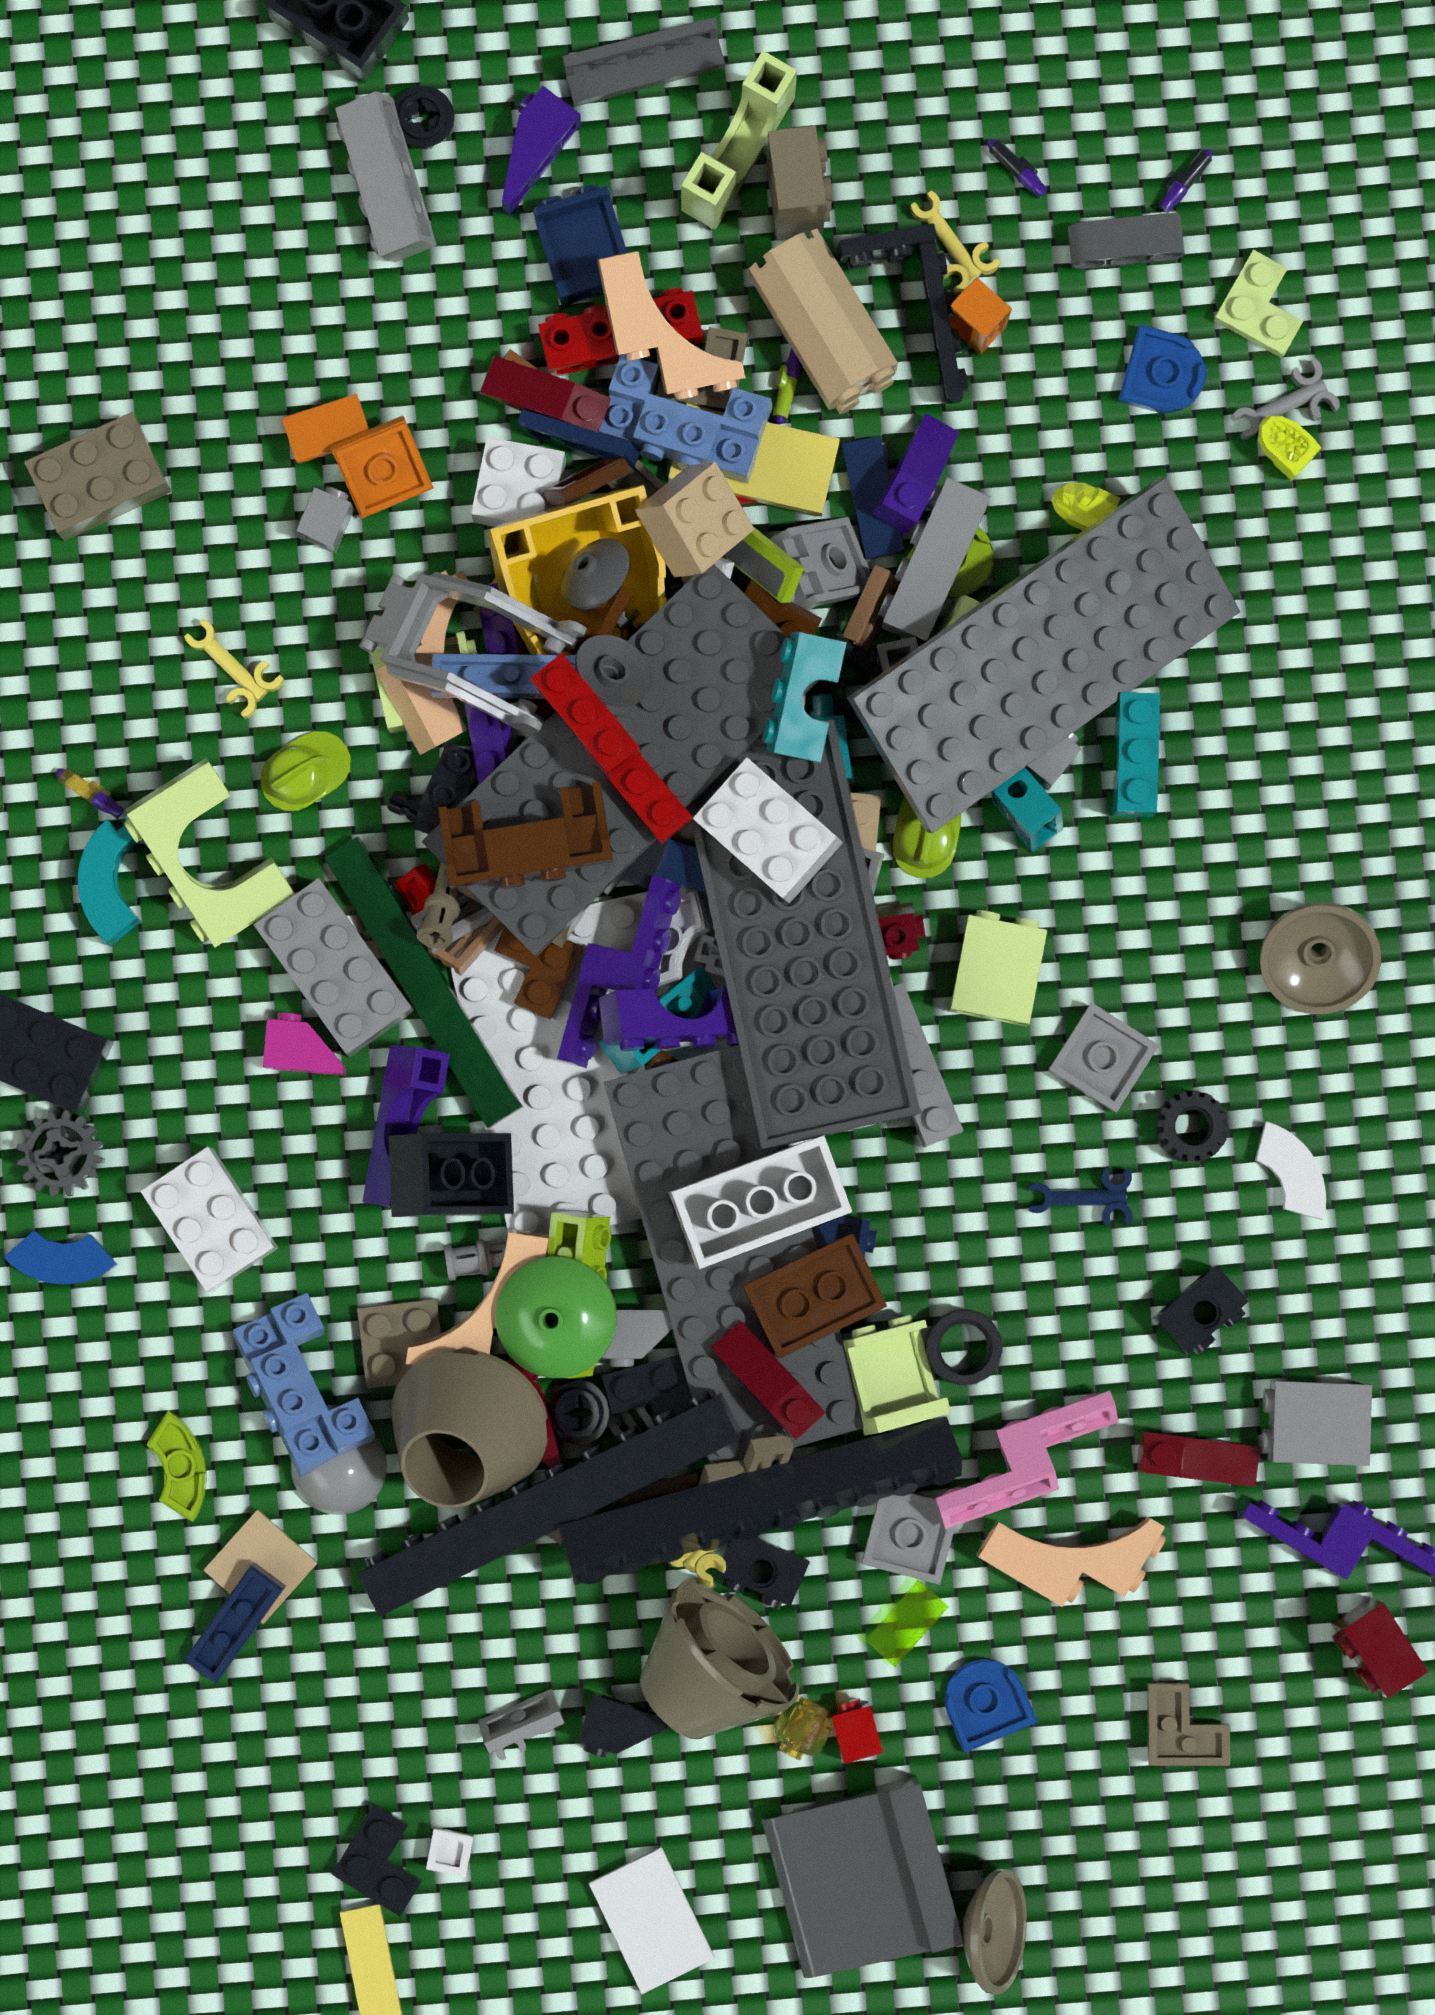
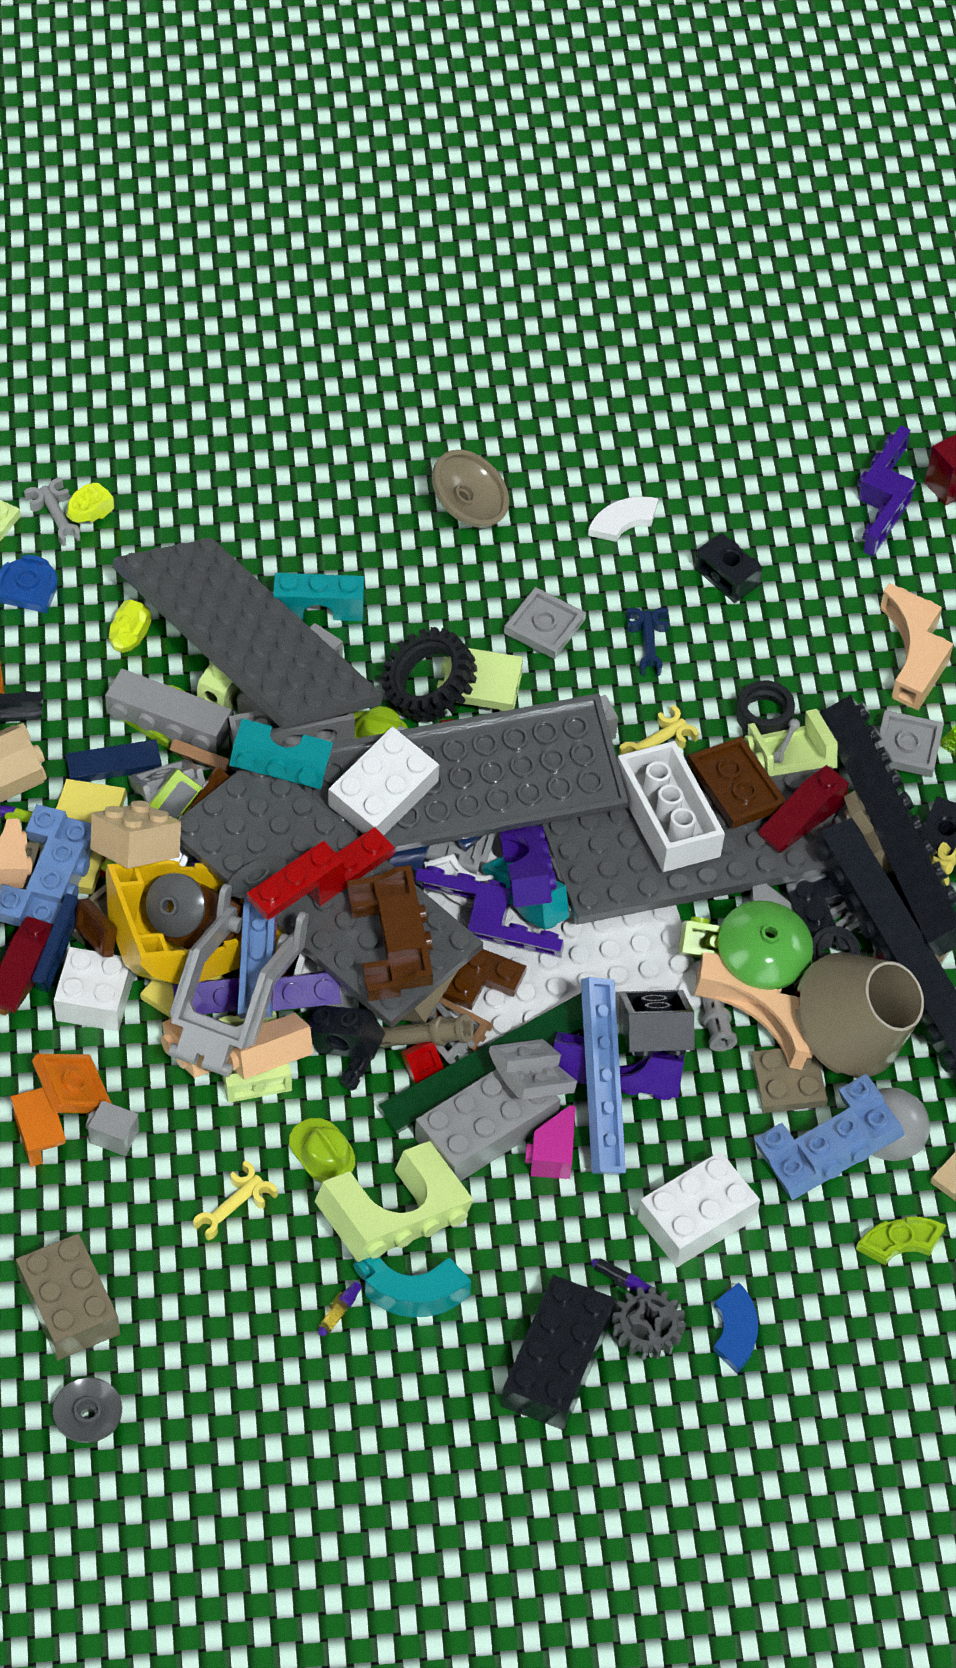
camera: 90 degrees left, 30 degrees down
(126, 1126) = (621, 1278): none -> black piece
(374, 1106) = (603, 1076): none -> medium blue plate
(376, 1018) = (532, 1069): none -> light grey slope
(916, 474) = (102, 725): dark purple slope -> none
(935, 1383) = (793, 724): none -> light grey hinge
(937, 1227) = (671, 727): none -> light yellow bar
(998, 938) = (451, 691): none -> black tyre
(1027, 1459) = (846, 666): bright pink bracket -> none
(1034, 815) = (364, 651): teal torso -> none
(1197, 1459) = (836, 577): dark red slope -> none
(1217, 1126) = (594, 585): black tyre -> none
(1318, 1423) = (805, 501): light grey panel -> none

